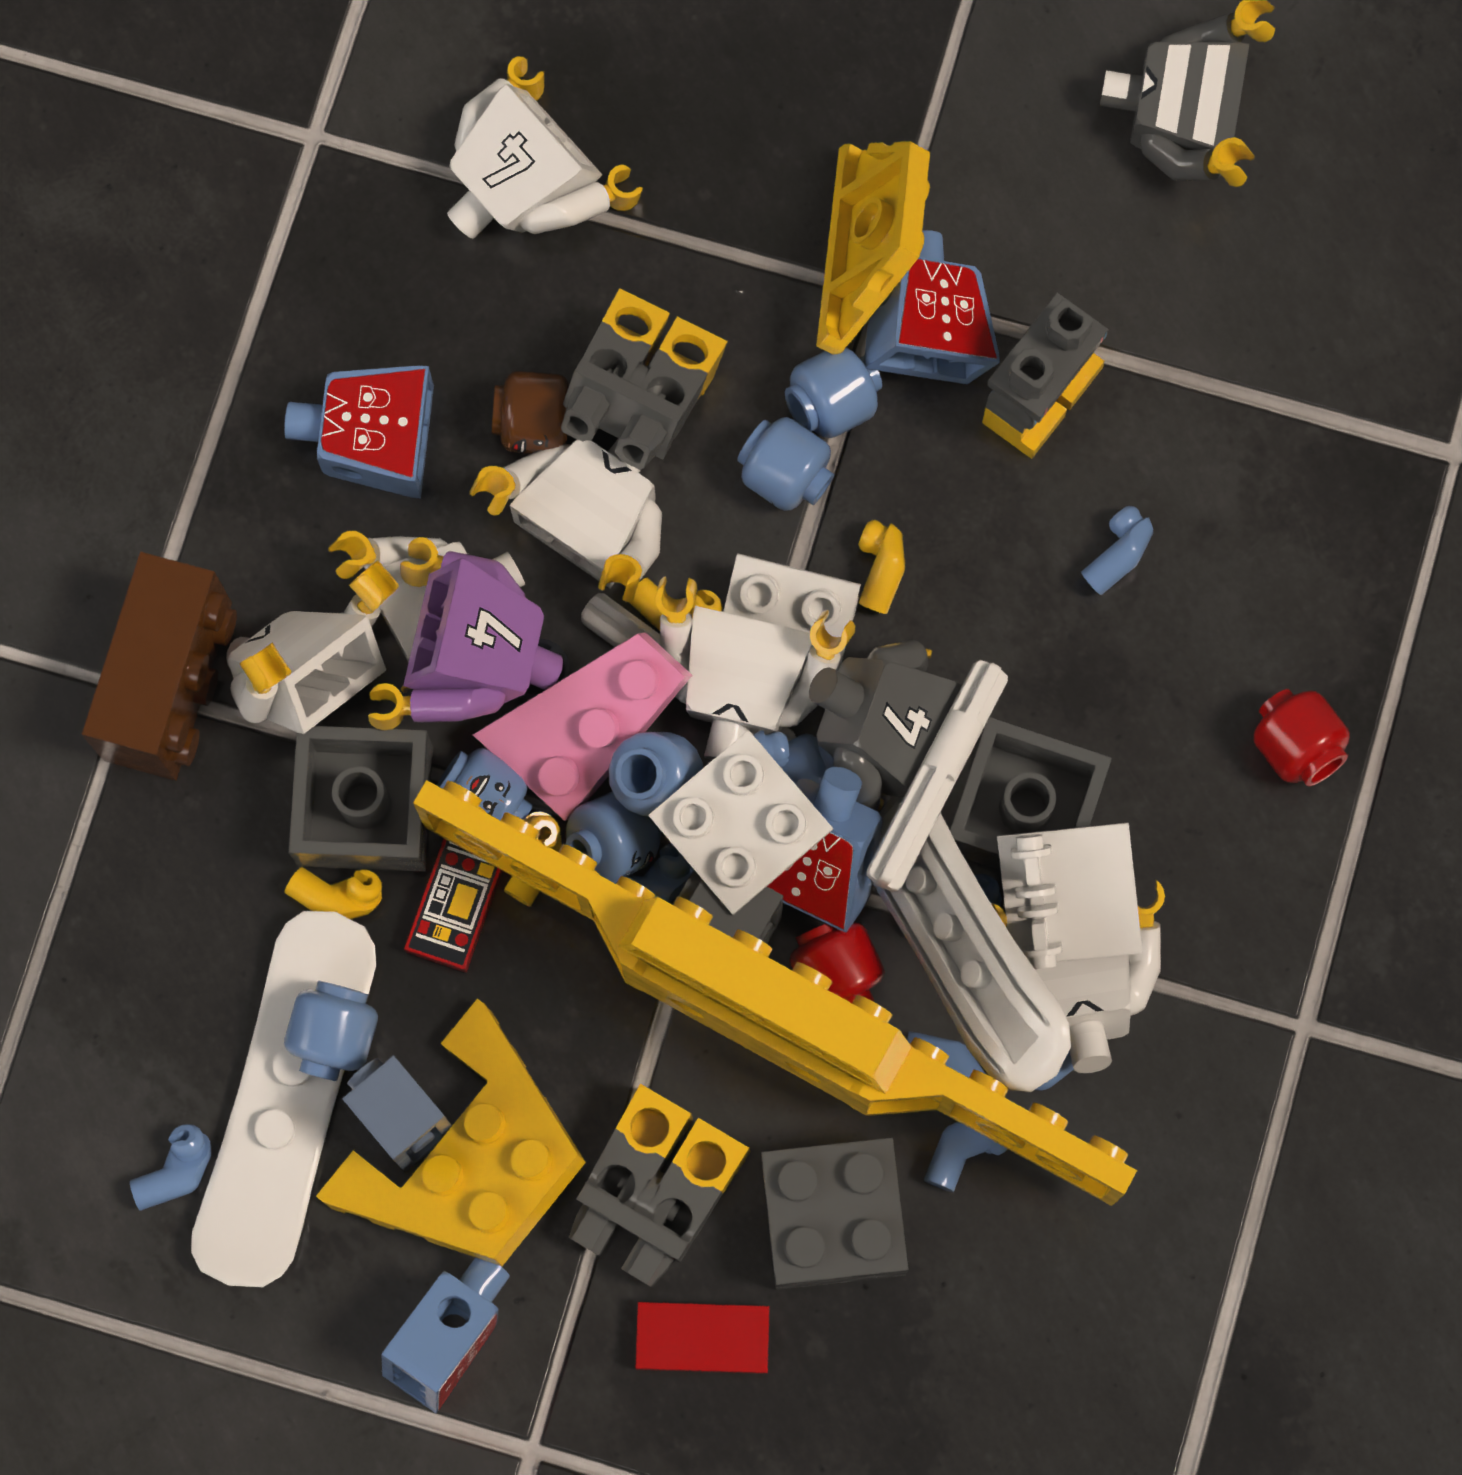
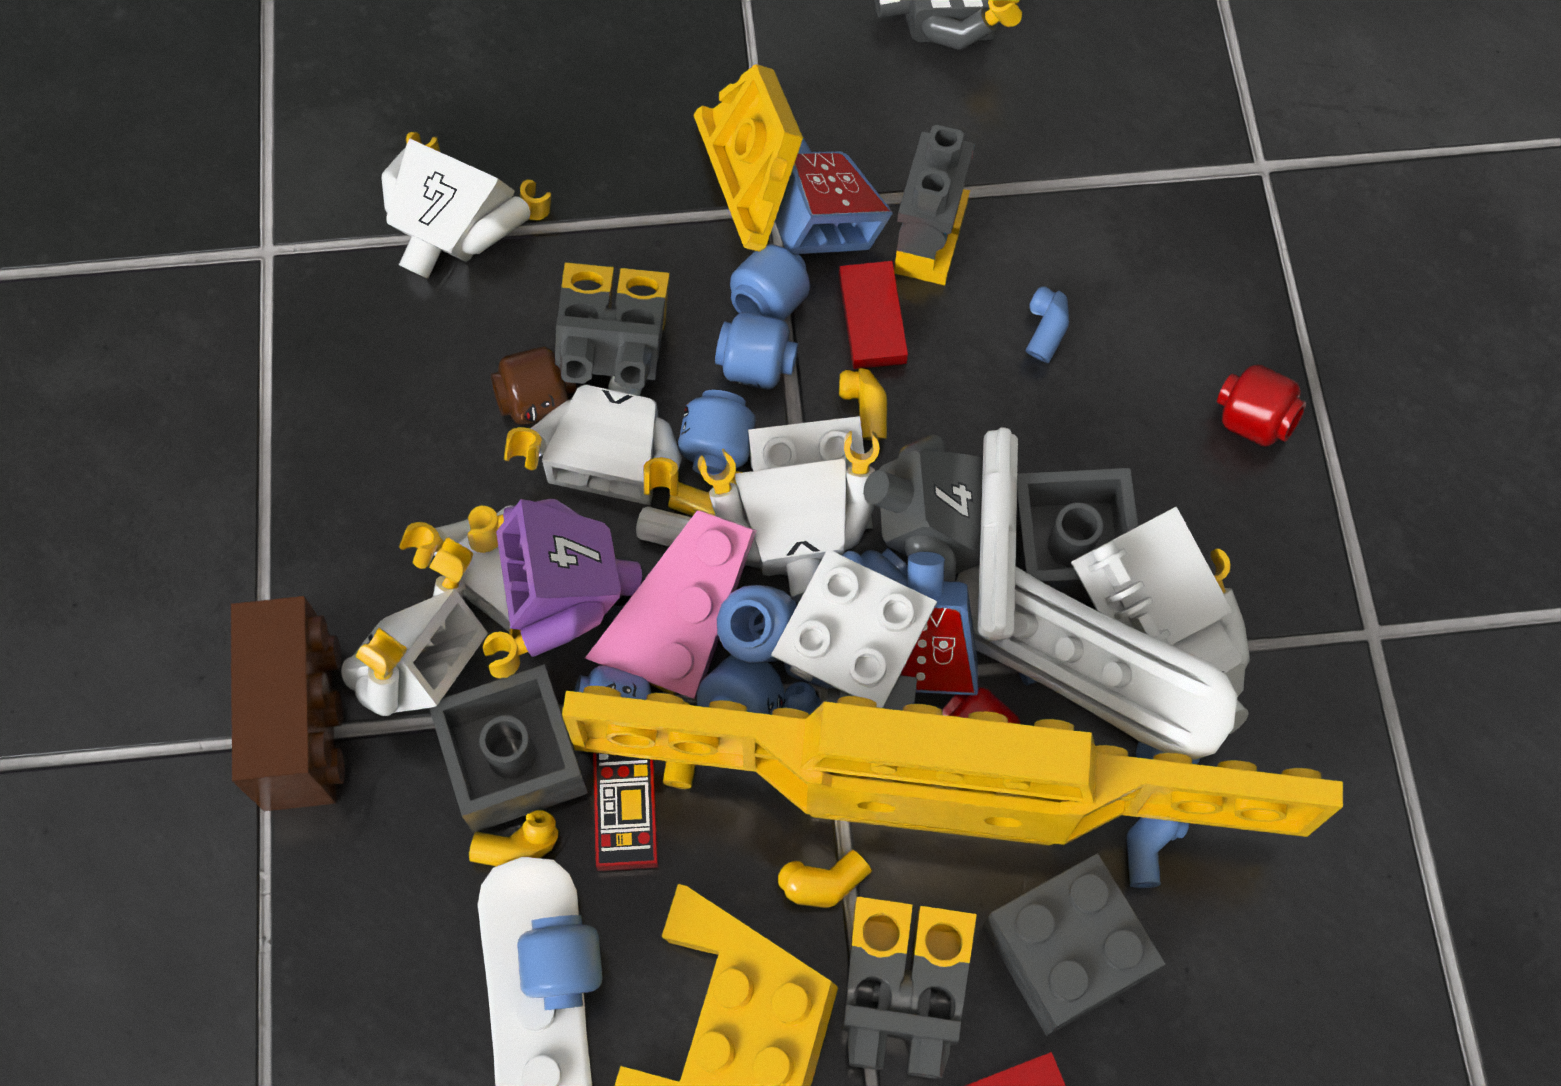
camera: 25 degrees left, 10 degrees down
(370, 427) = (397, 447): torso -> none
(396, 1111) = (649, 1010): sand blue brick -> none
(618, 1058) = (821, 886): none -> yellow arm
(706, 540) = (713, 424): none -> medium blue head
(934, 465) = (873, 315): none -> red tile

